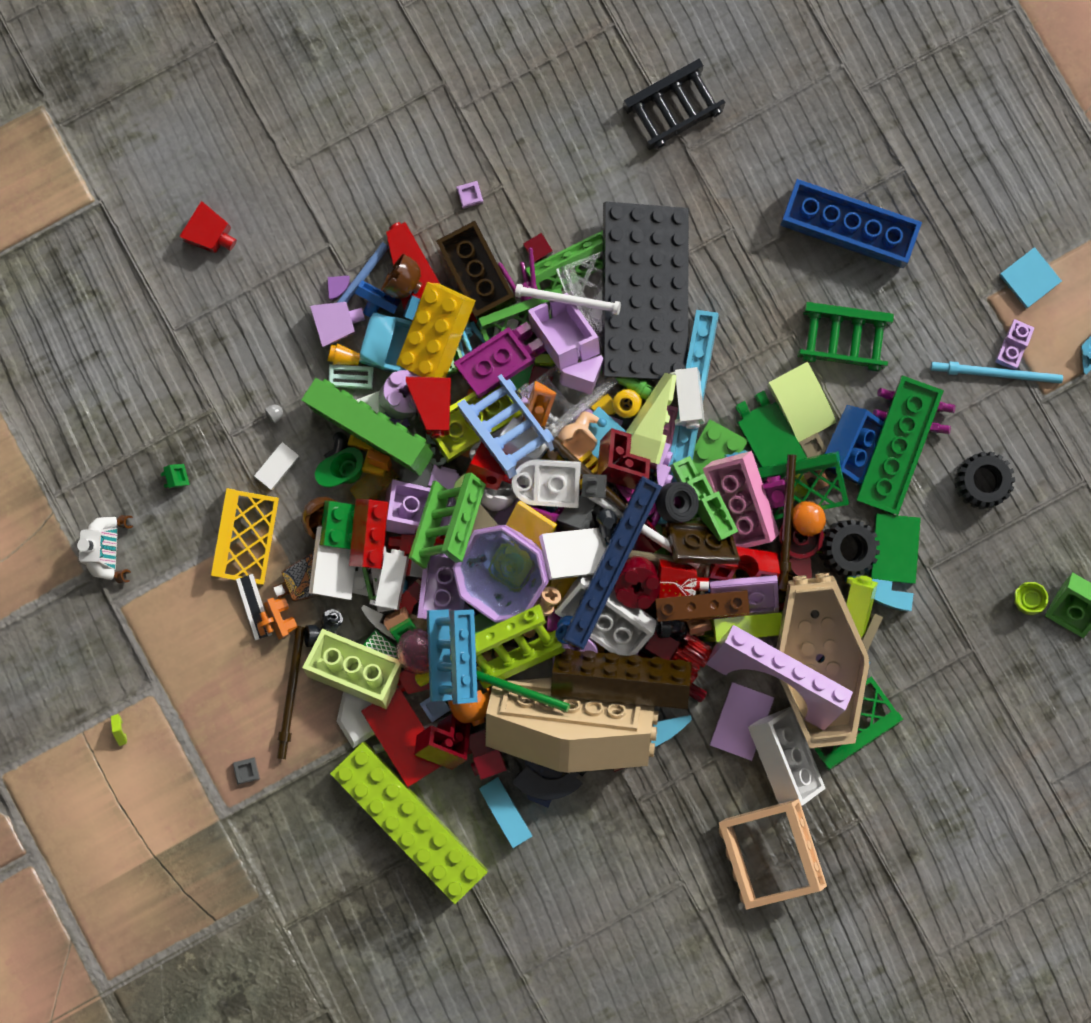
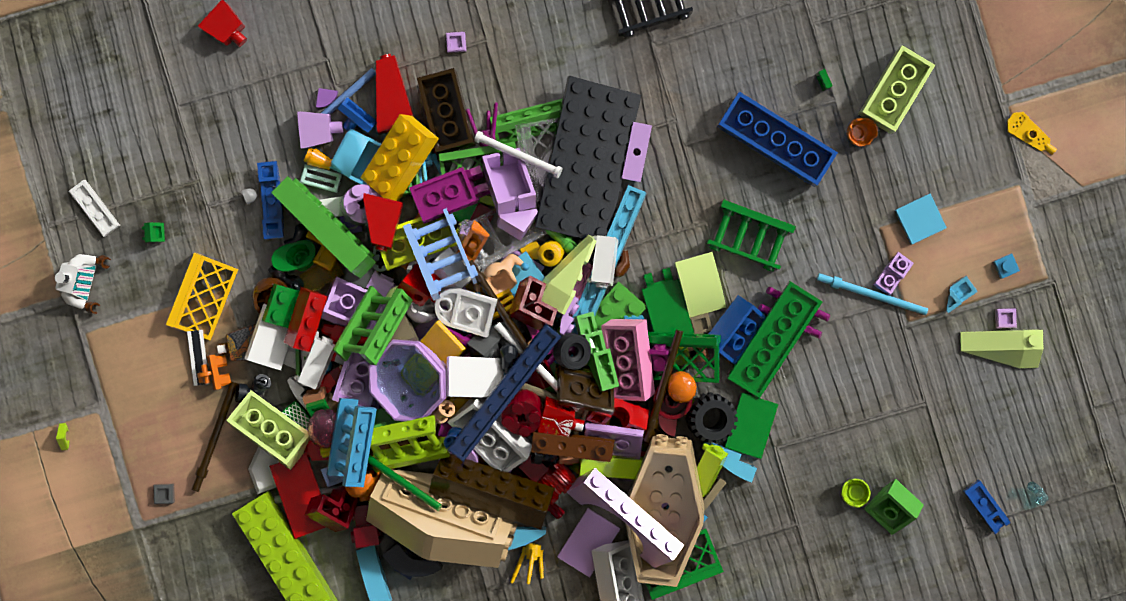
camera: 10 degrees right, 5 degrees up
(102, 464) = (94, 208): none -> white tile
(277, 466) = (242, 241): white tile -> none
(301, 415) = (272, 208): none -> blue slope
(343, 496) = (293, 281): none -> black arm
(379, 460) = (328, 257): orange tile -> none
(403, 278) = (380, 106): reddish brown cylinder -> none
(411, 307) = (383, 131): dark azure tile -> none
(540, 247) = (505, 101): dark red tile -> none
(594, 486) = (503, 322): dark grey tile -> none
(680, 745) = (532, 552): none -> yellow plant
(697, 258) = (638, 140): none -> lavender tile
(711, 399) = (623, 266): none -> reddish brown arm
(887, 148) = (823, 80): none -> green tile
(943, 195) = (862, 131): none -> orange hair
(970, 141) = (896, 89): none -> yellowish green brick
(1002, 475) = (856, 385): black tyre -> none

